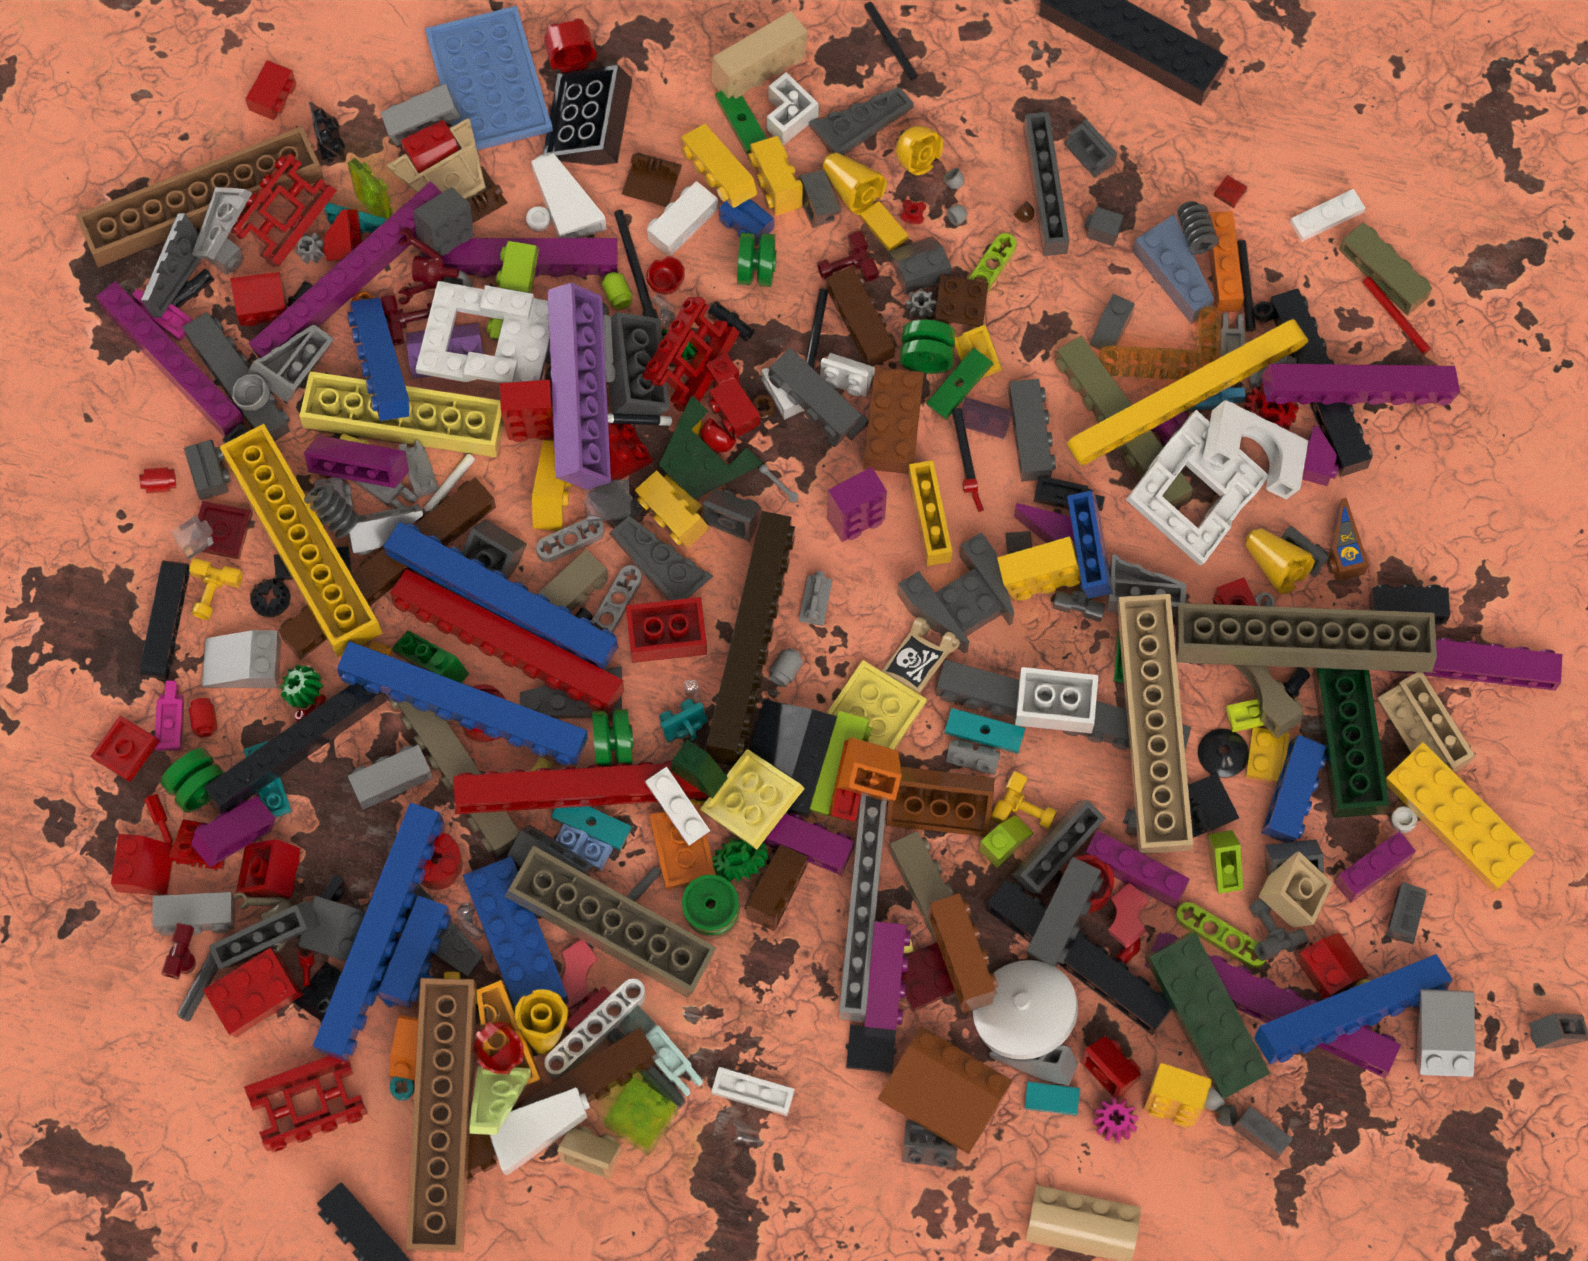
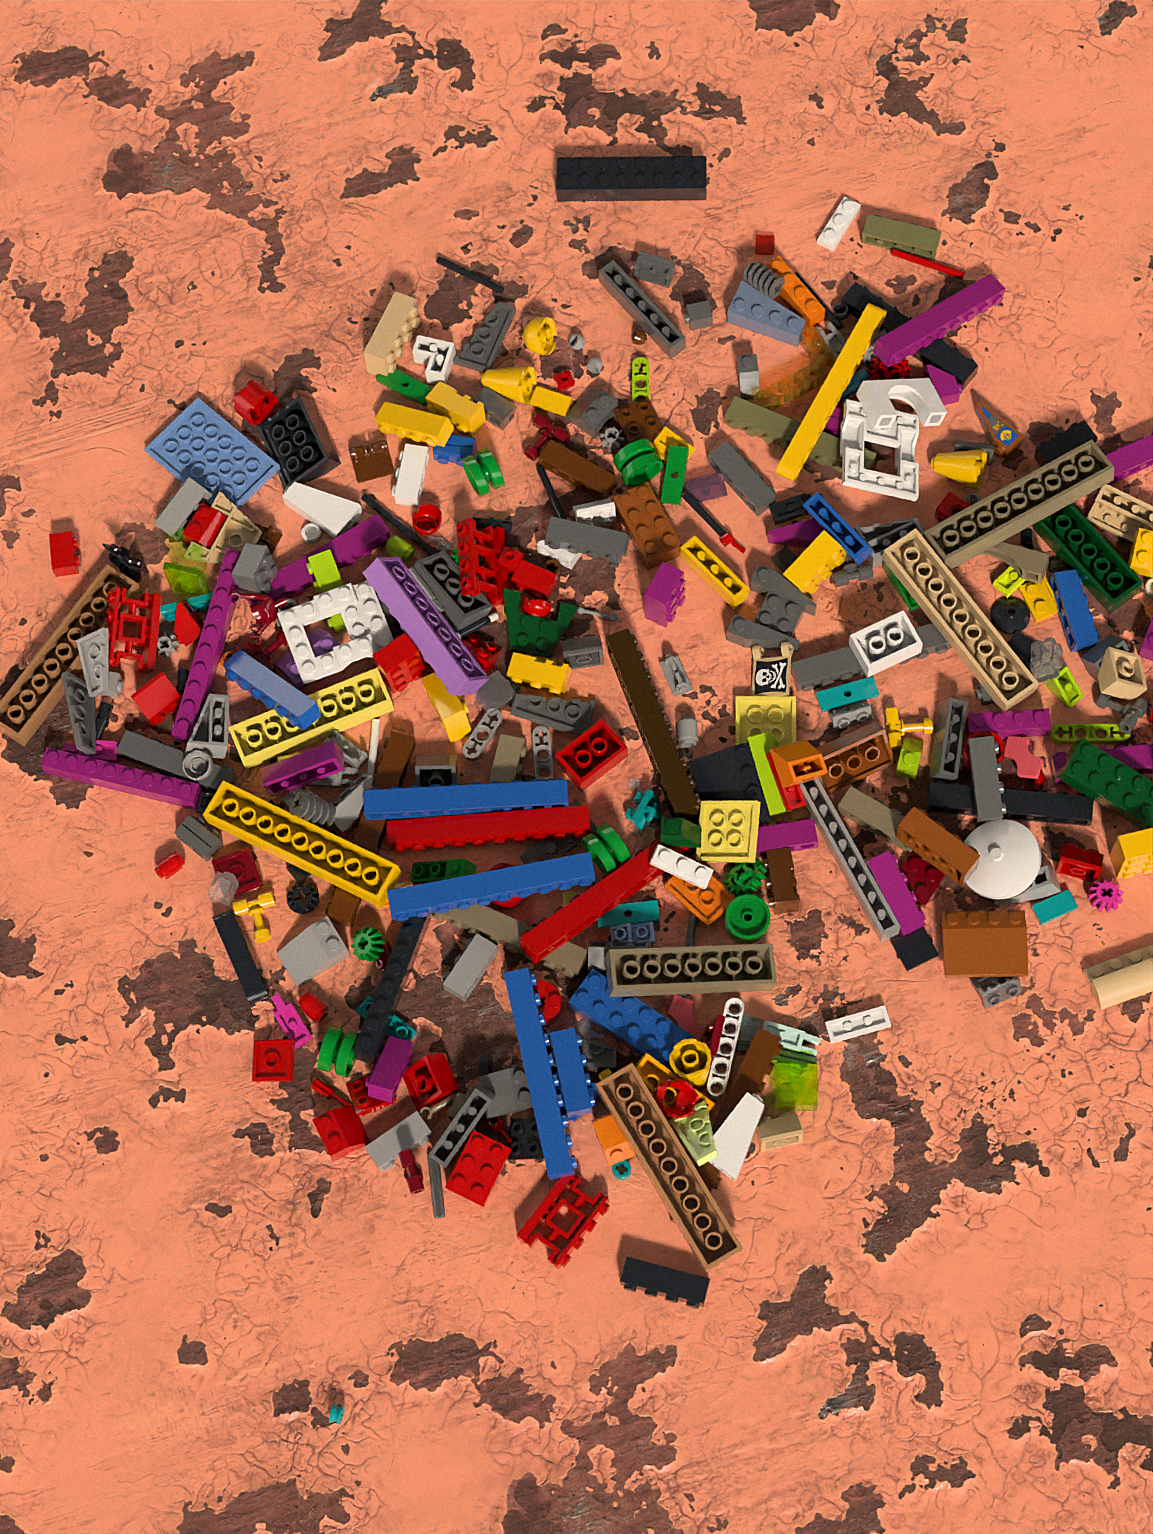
camera: 25 degrees left, 0 degrees up
(1222, 823) = (1046, 659): none -> clear brick

